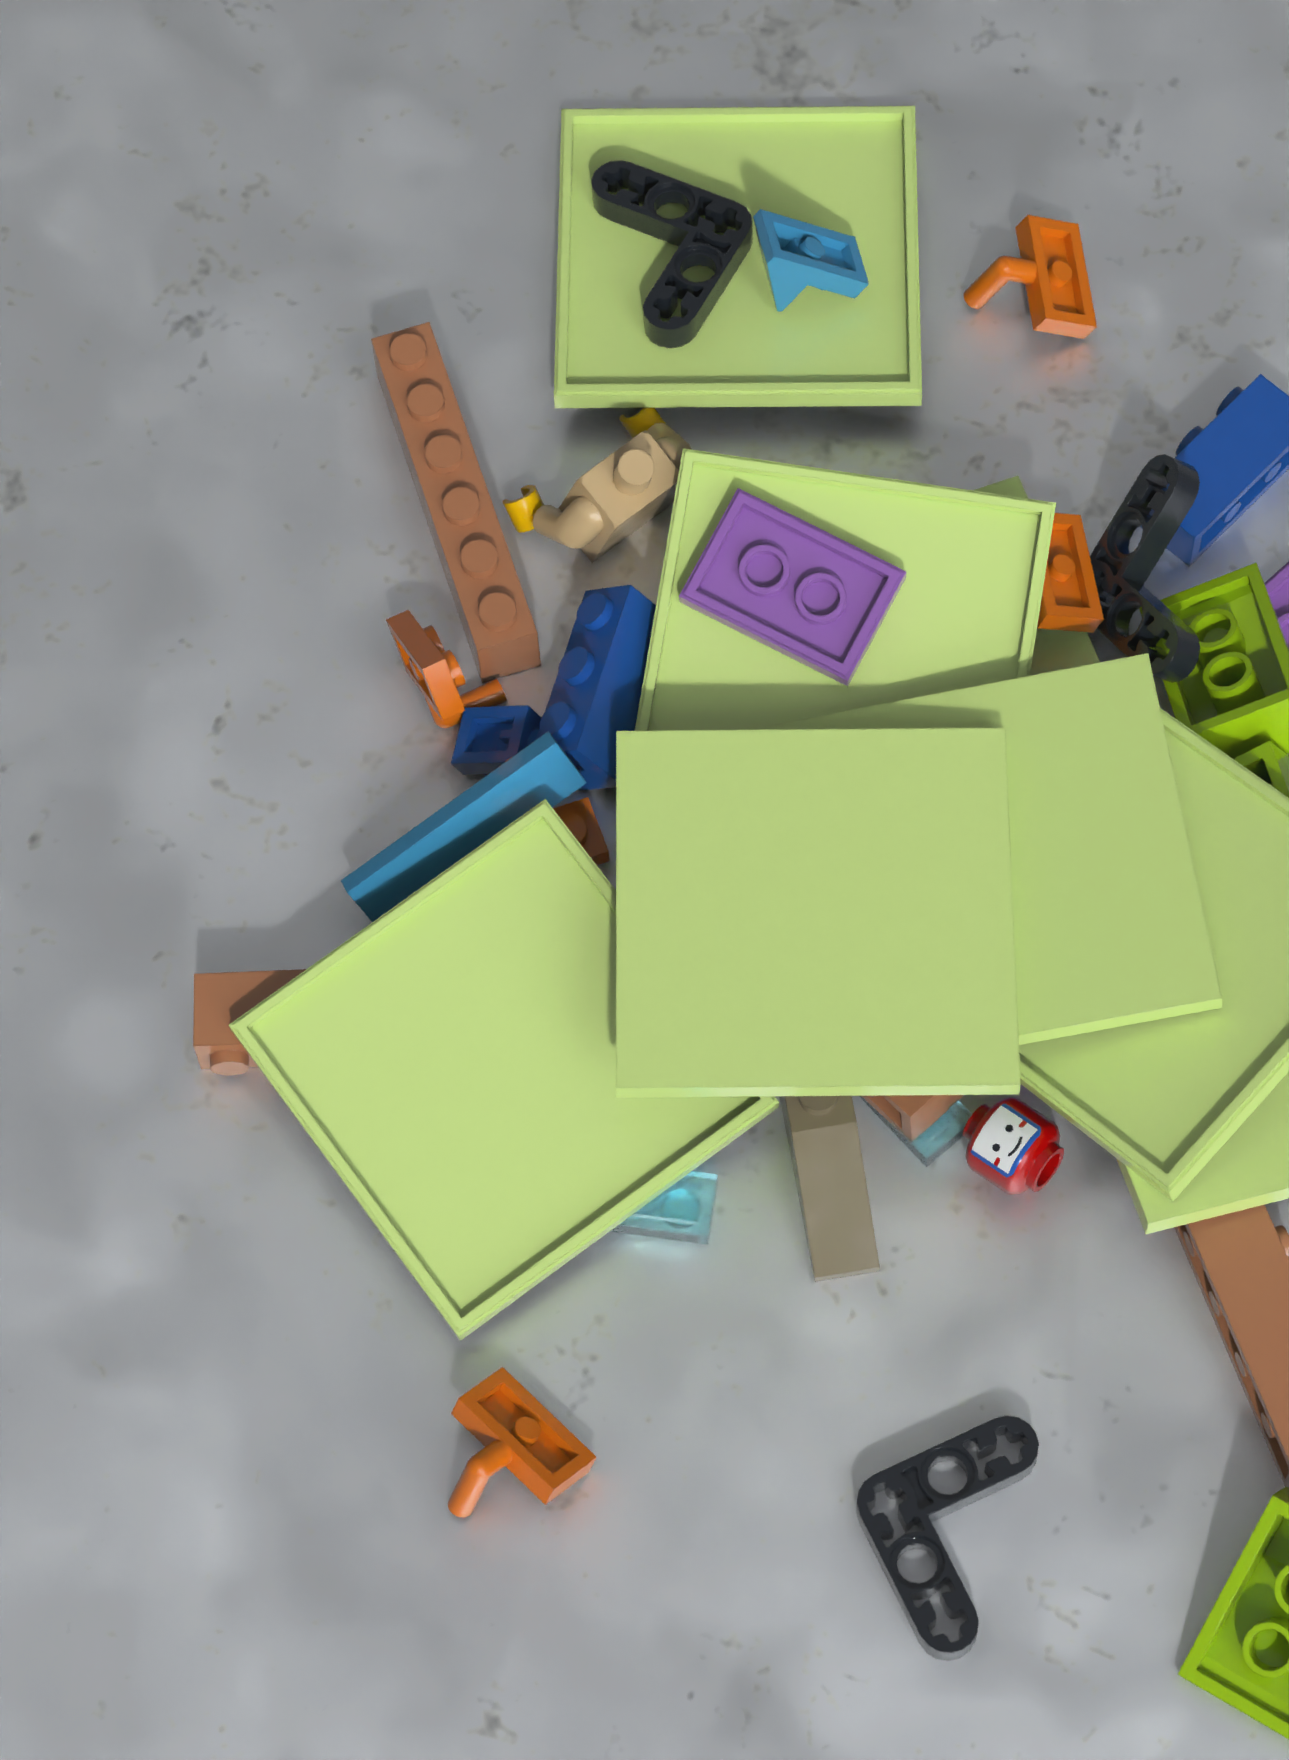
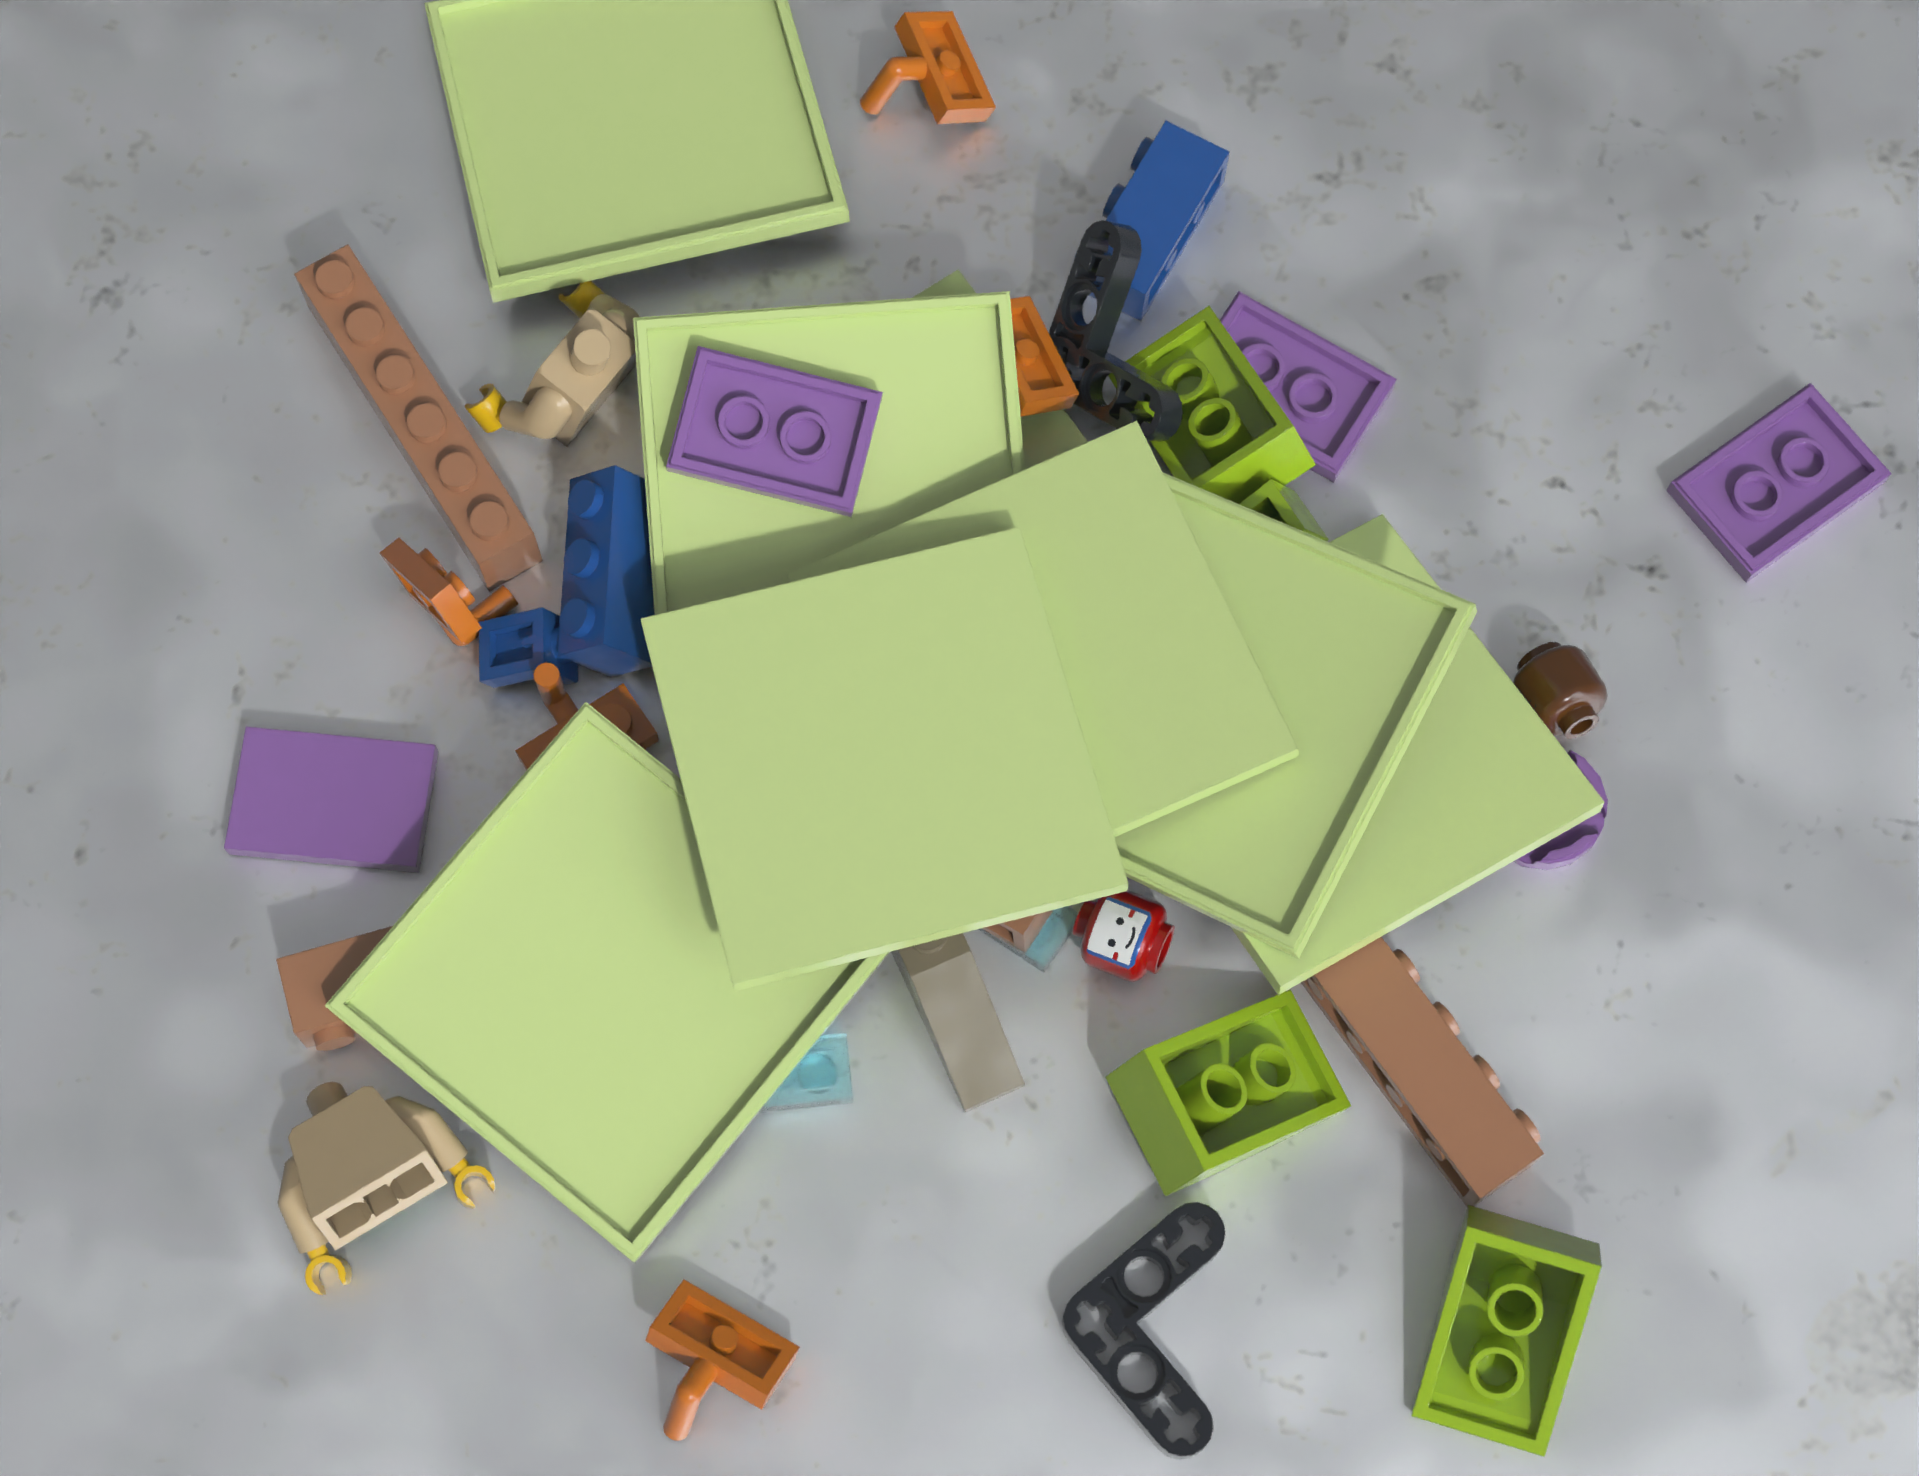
camera: 20 degrees left, 5 degrees up
(225, 1185) = (361, 1166): none -> tan torso
(280, 841) = (331, 799): none -> medium lavender tile
(463, 825) = (509, 747): dark azure tile -> none
(690, 232) = (592, 109): black beam -> none
(806, 255) = (704, 98): dark azure slope -> none
(1075, 1319) = (1226, 1091): none -> lime slope

